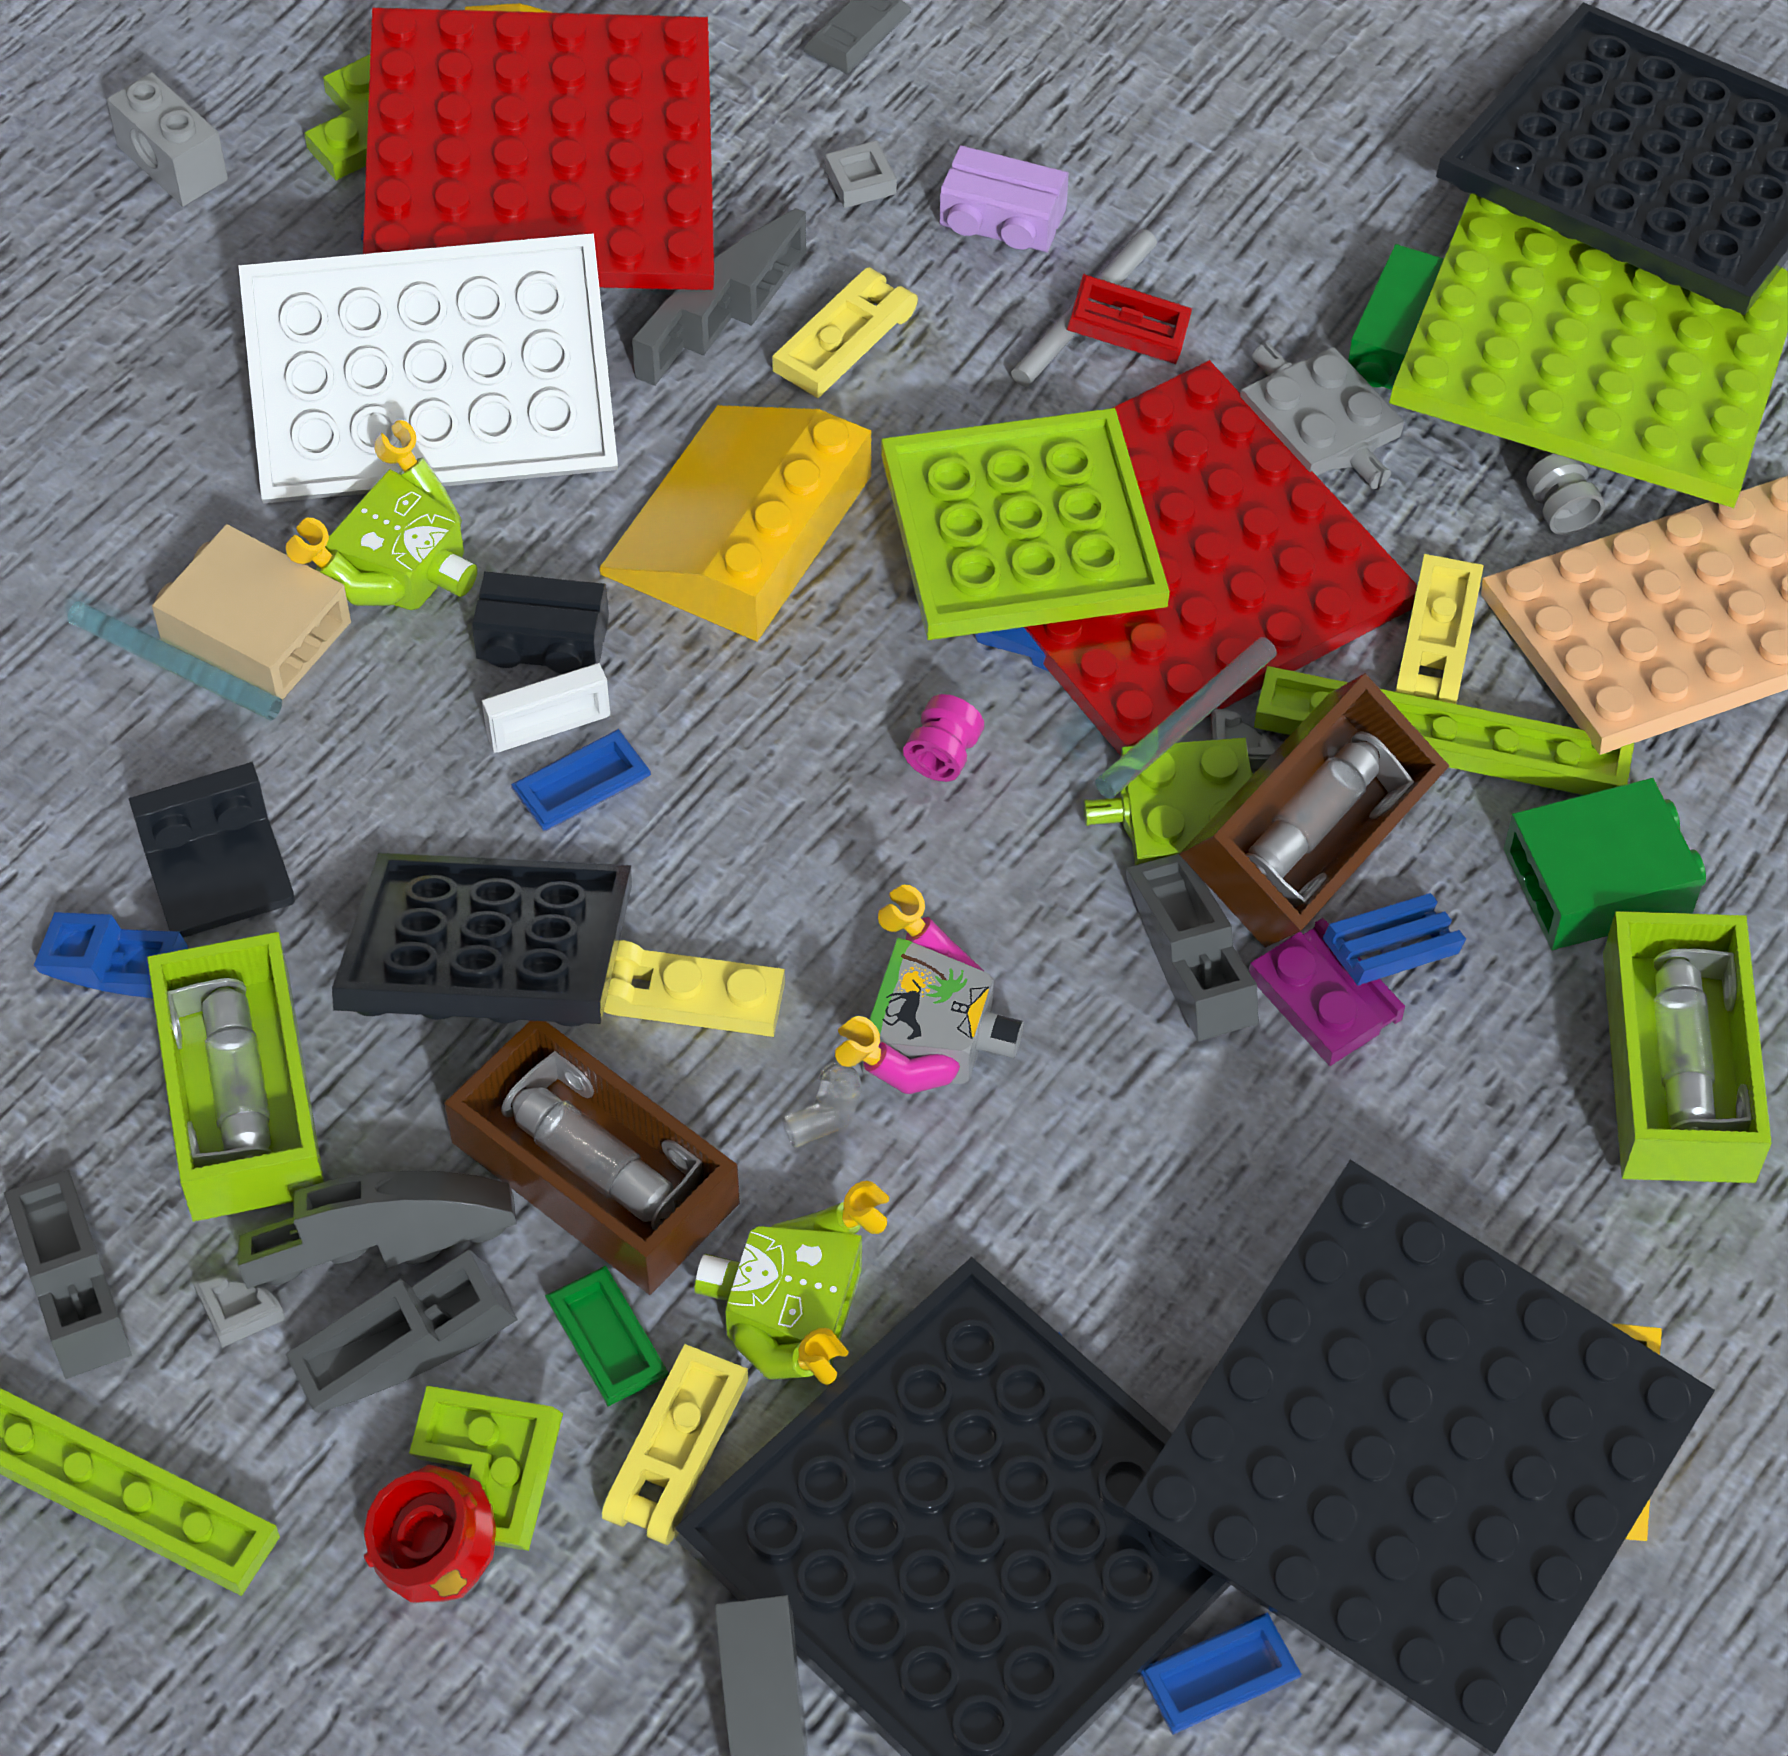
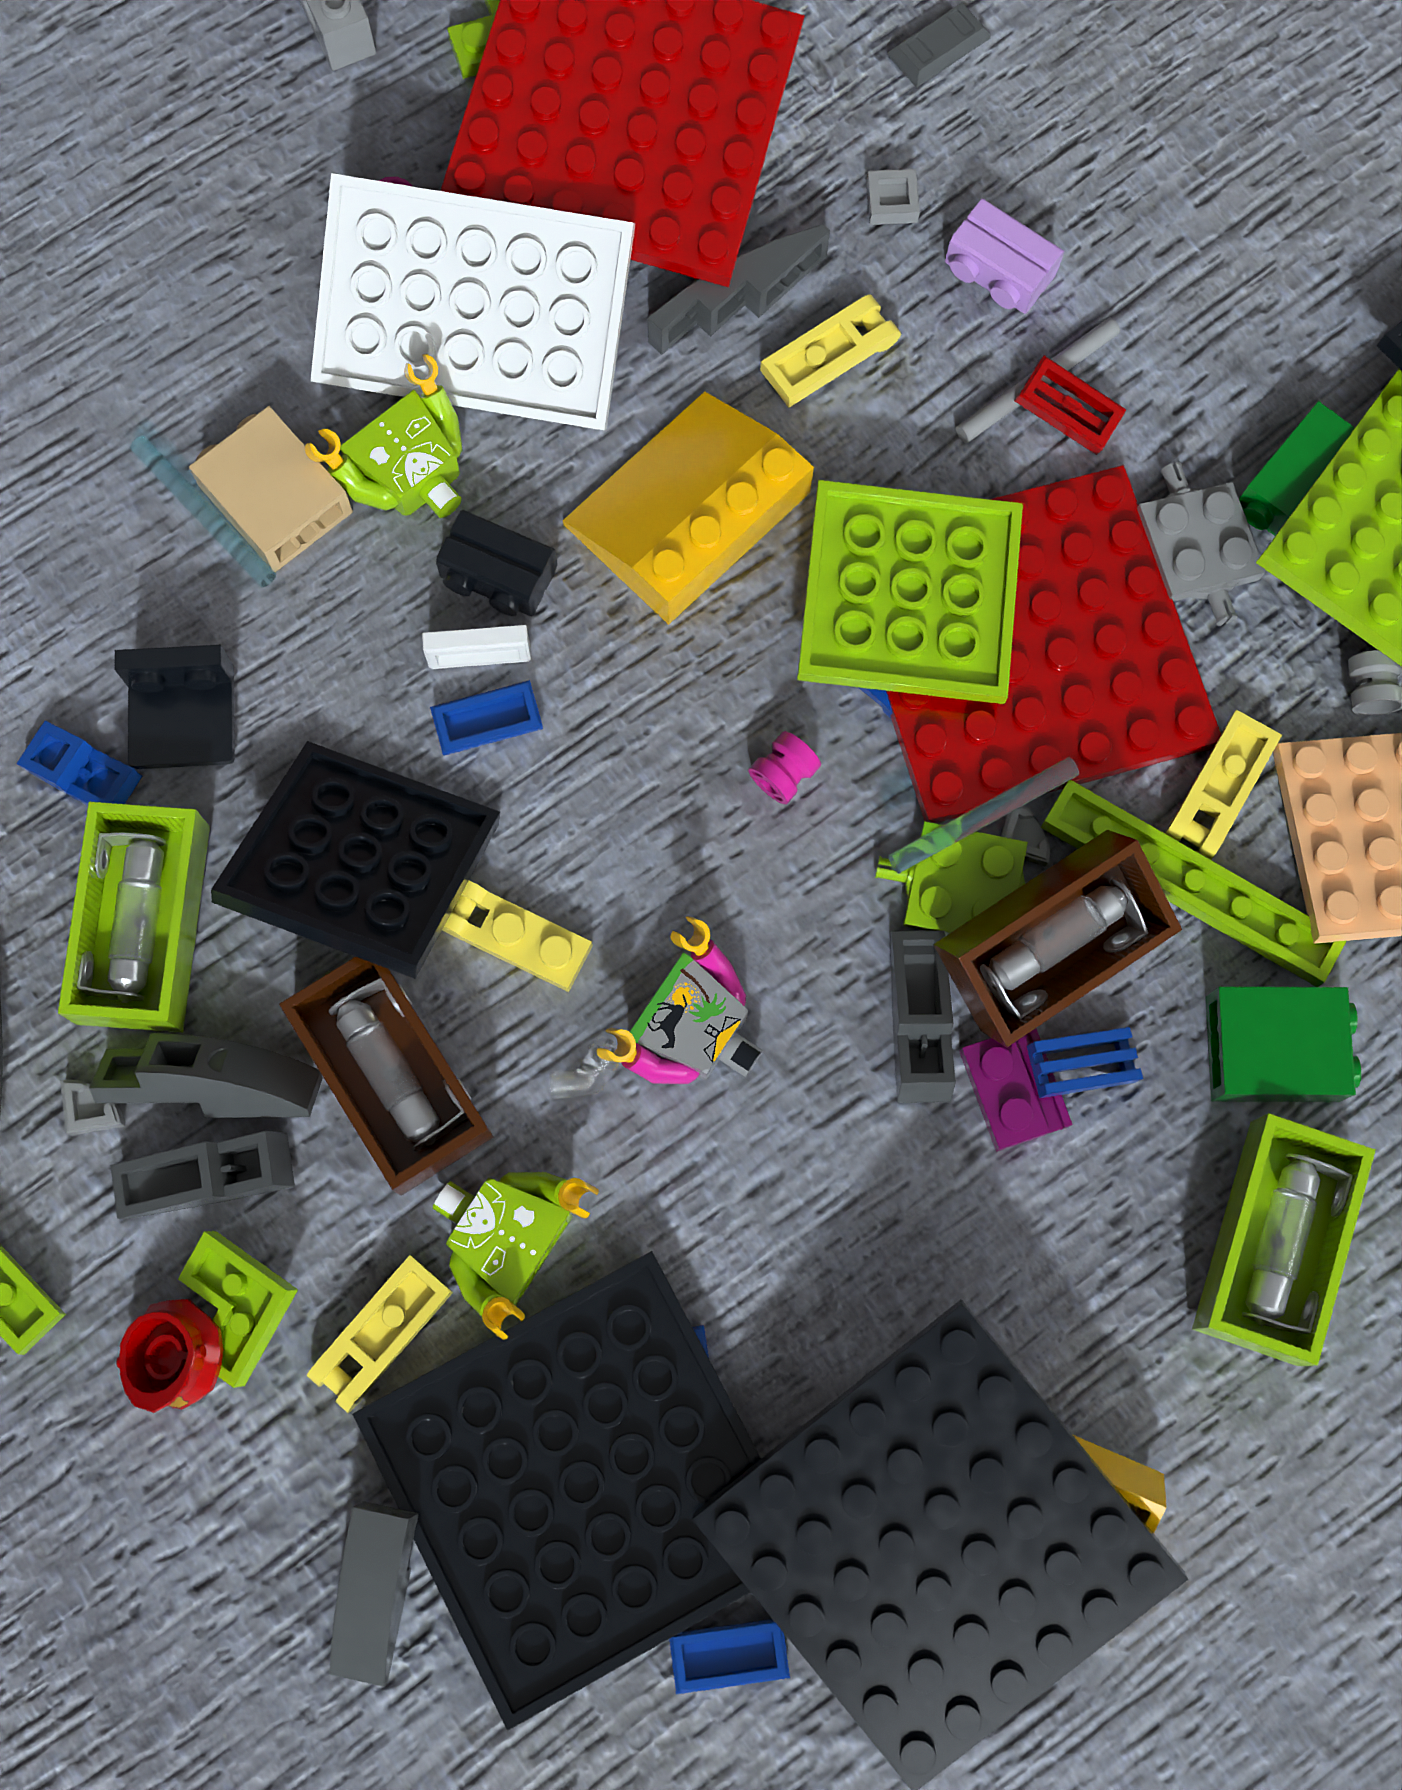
camera: 15 degrees right, 20 degrees up
(606, 1335) = (357, 1222): green tile -> none

